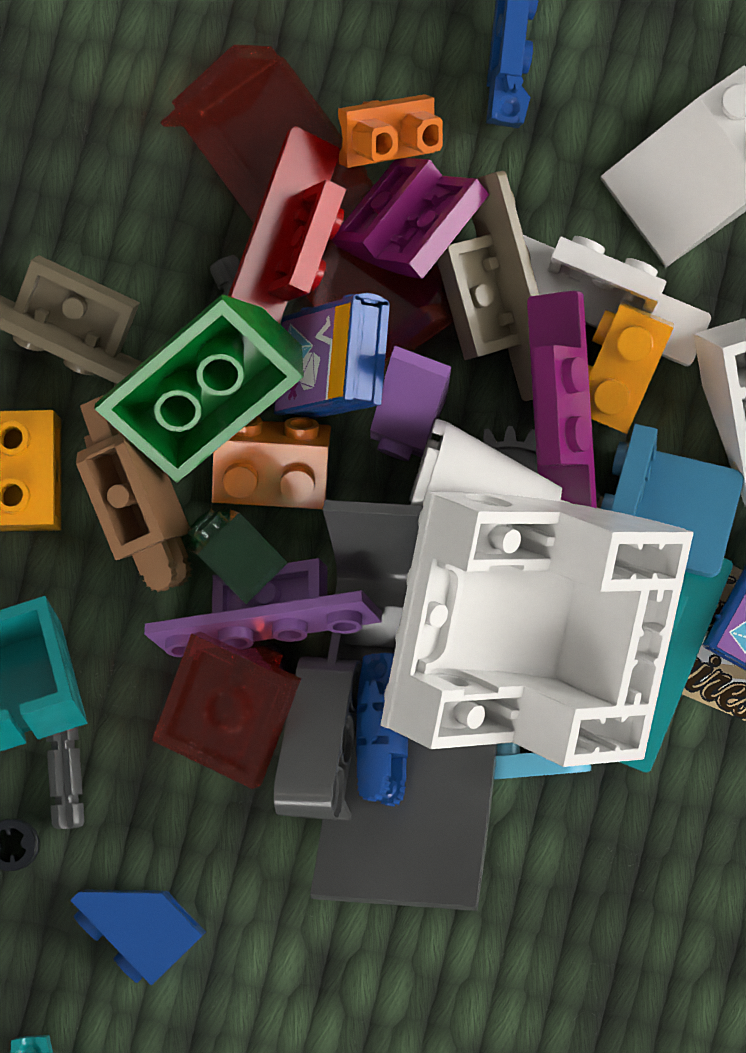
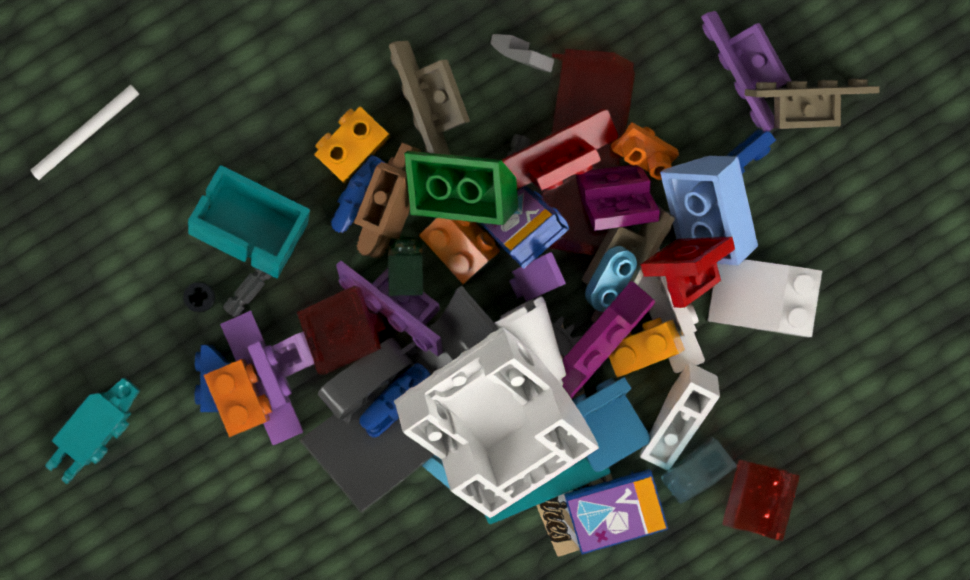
camera: 45 degrees right, 5 degrees up
(84, 532) = (353, 195): none -> blue hinge
(121, 162) = (518, 50): none -> light grey slope
(180, 919) = (238, 396): none -> orange bracket
(187, 868) = (248, 344): none -> medium lavender bracket
(197, 803) = (293, 355): none -> lavender slope
(497, 321) = (609, 277): none -> medium azure plate
(538, 123) = (711, 201): none -> light blue slope
(580, 210) = (689, 266): none -> red bracket

